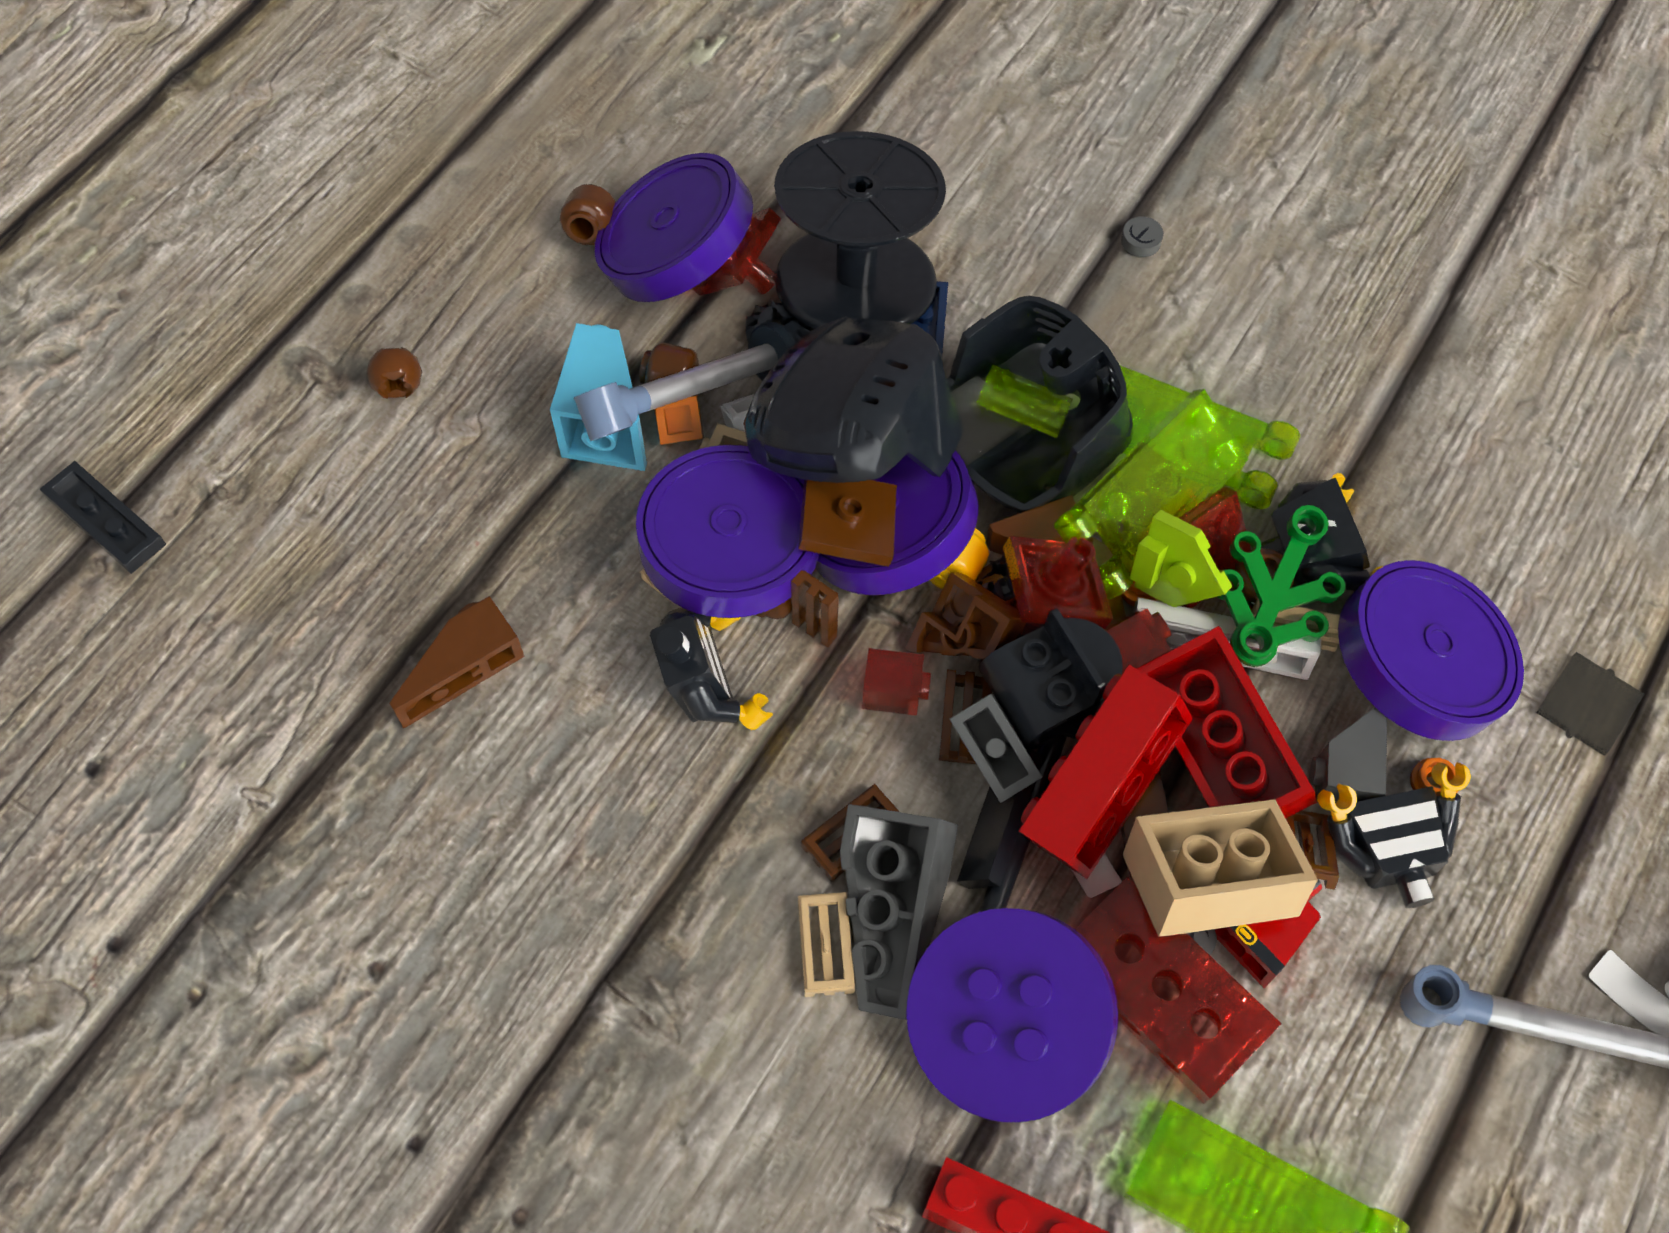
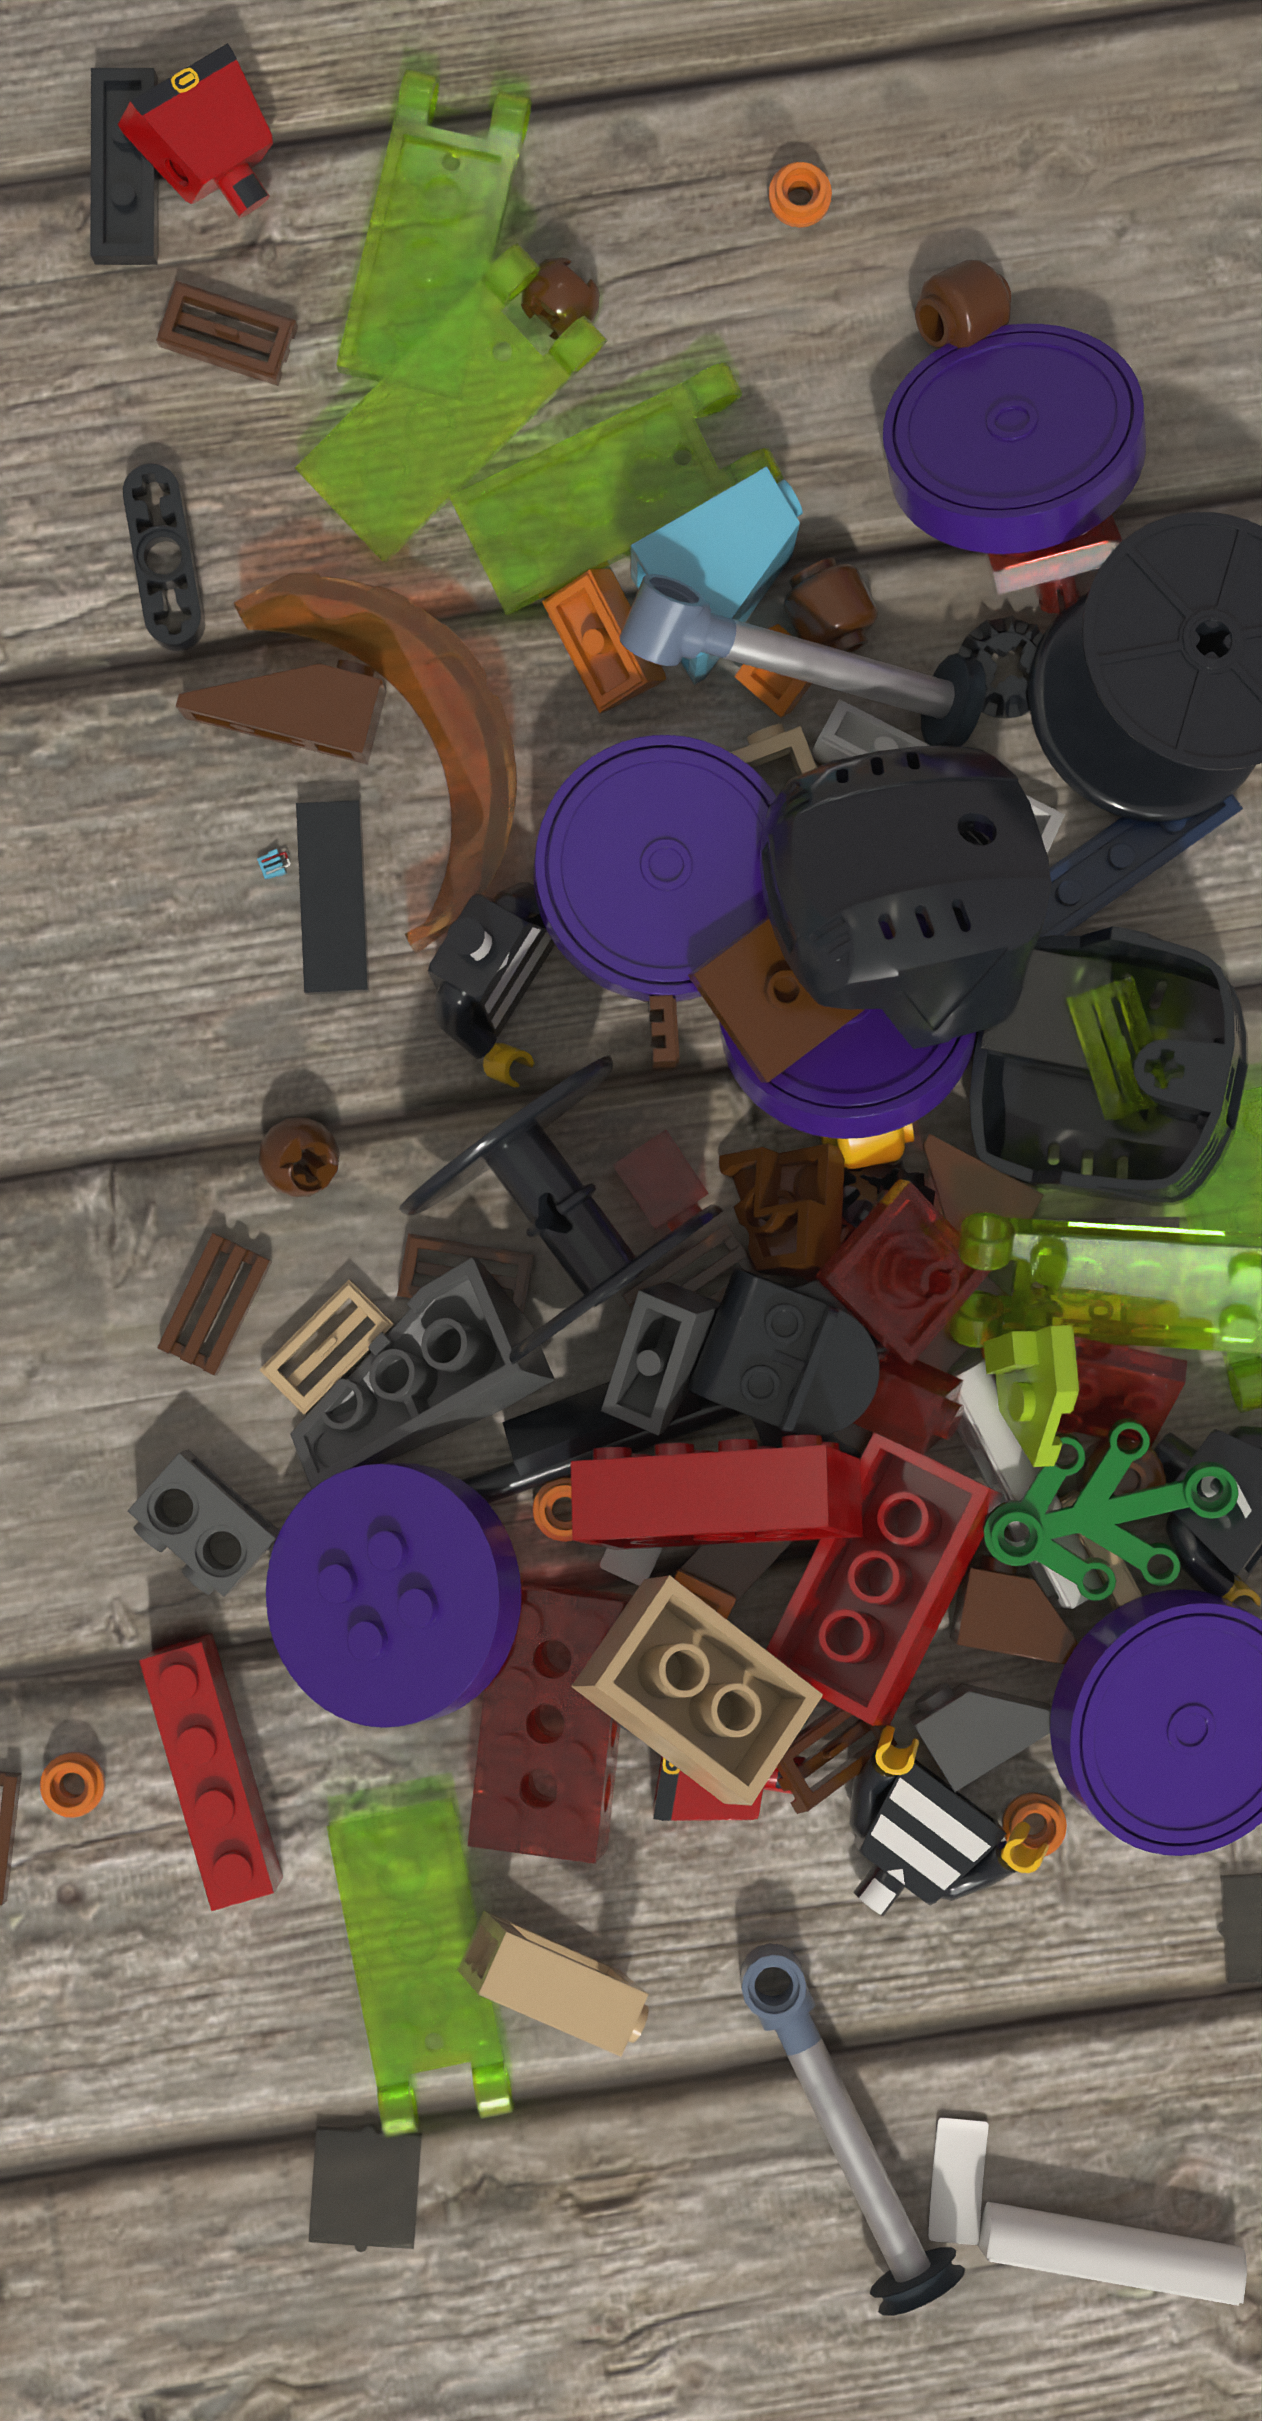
camera: 50 degrees right, 25 degrees up
(131, 460) = (203, 132): none -> red torso
(238, 545) = (276, 351): none -> reddish brown tile
(303, 646) = (139, 515): none -> black beam
(305, 411) = (429, 225): none -> clear neon green hinge
(388, 466) = (443, 411): none -> clear neon green hinge
(461, 242) = (800, 176): none -> orange plate
(503, 434) = (600, 491): none -> clear neon green hinge
(527, 578) = (445, 691): none -> clear orange windscreen
(527, 746) = (272, 864): none -> medium azure piece
(577, 729) = (332, 897): none -> black tile
(578, 491) = (589, 622): none -> orange slope
(702, 860) = (284, 1147): none -> reddish brown piece
(726, 949) = (190, 1352): none -> reddish brown tile
(867, 718) = (554, 1201): none -> black piece
(867, 1088) = (215, 1509): none -> dark grey brick
(1039, 873) = (543, 1510): none -> orange plate
(1301, 692) = (1008, 1614): none -> reddish brown slope
(1341, 1116) = (554, 1984): none -> tan window

